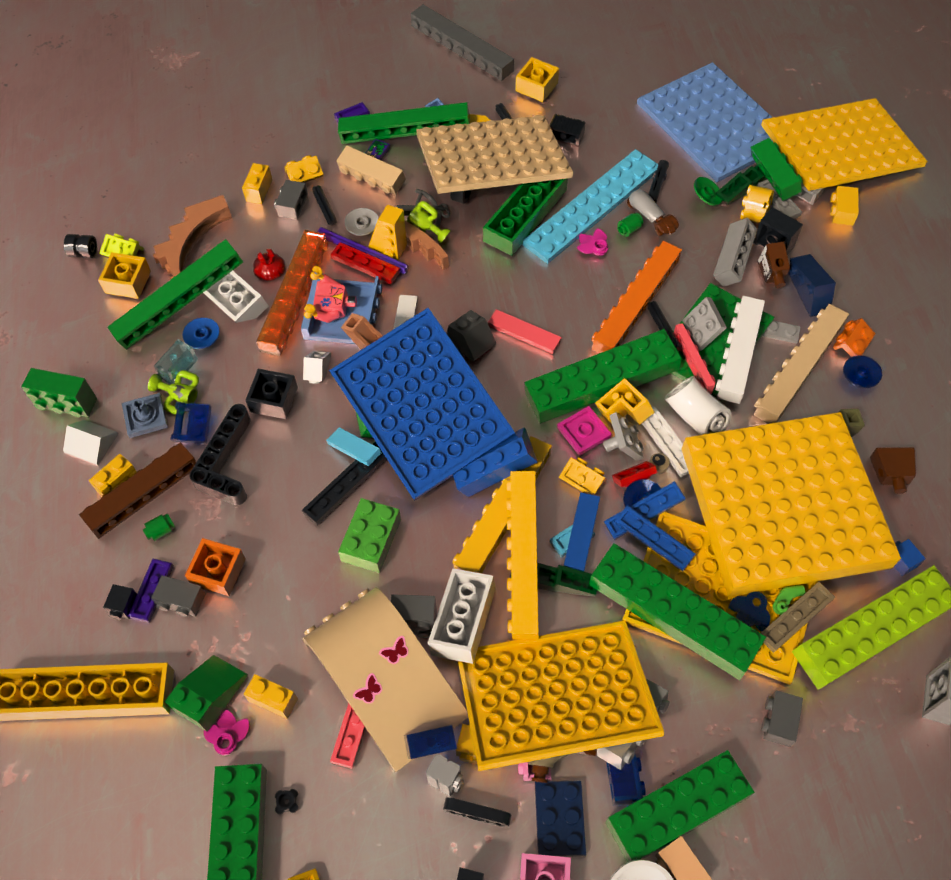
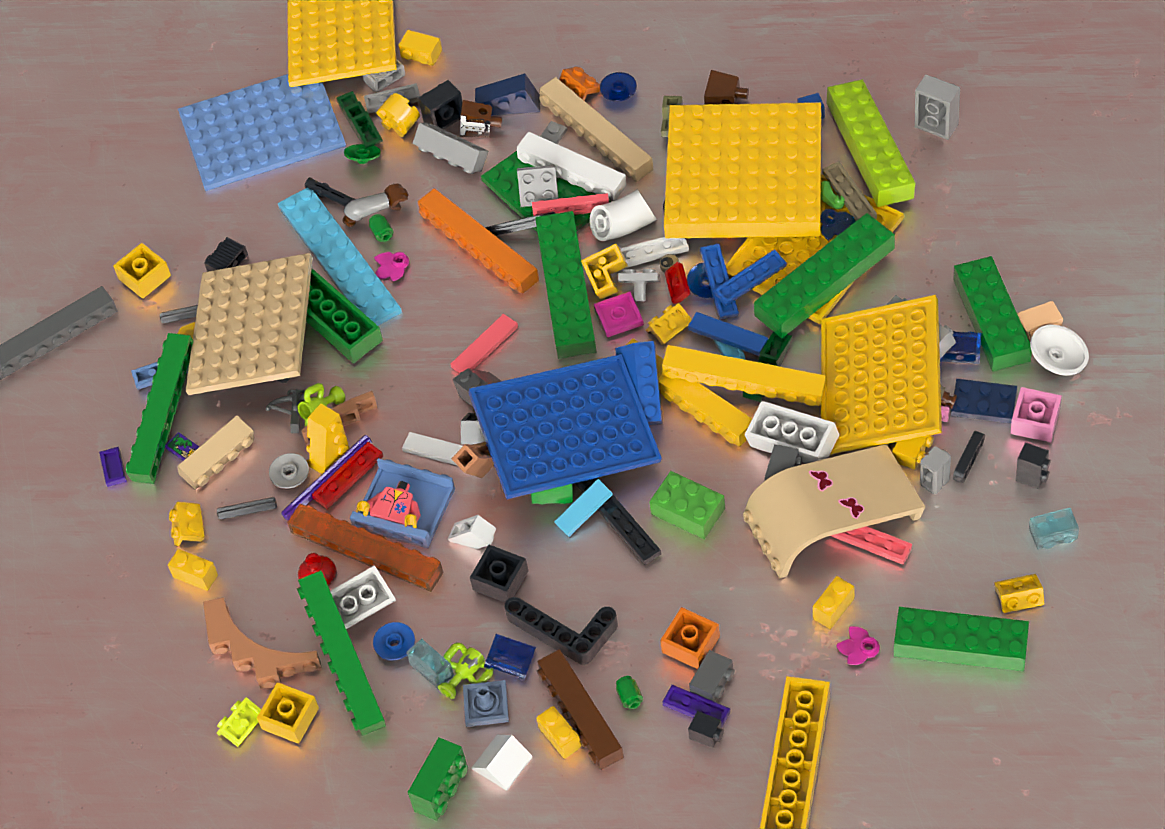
camera: 70 degrees left, 5 degrees down
(80, 245) = (222, 765): black wheel -> none
(206, 692) = (818, 654): green slope -> none
(281, 796) = (931, 596): black plate -> none
(291, 199) = (229, 538): dark grey brick -> none
(430, 742) = (907, 470): clear blue brick -> none
(776, 169) = (361, 86): green brick -> none
(782, 718) = (932, 227): dark grey brick -> none

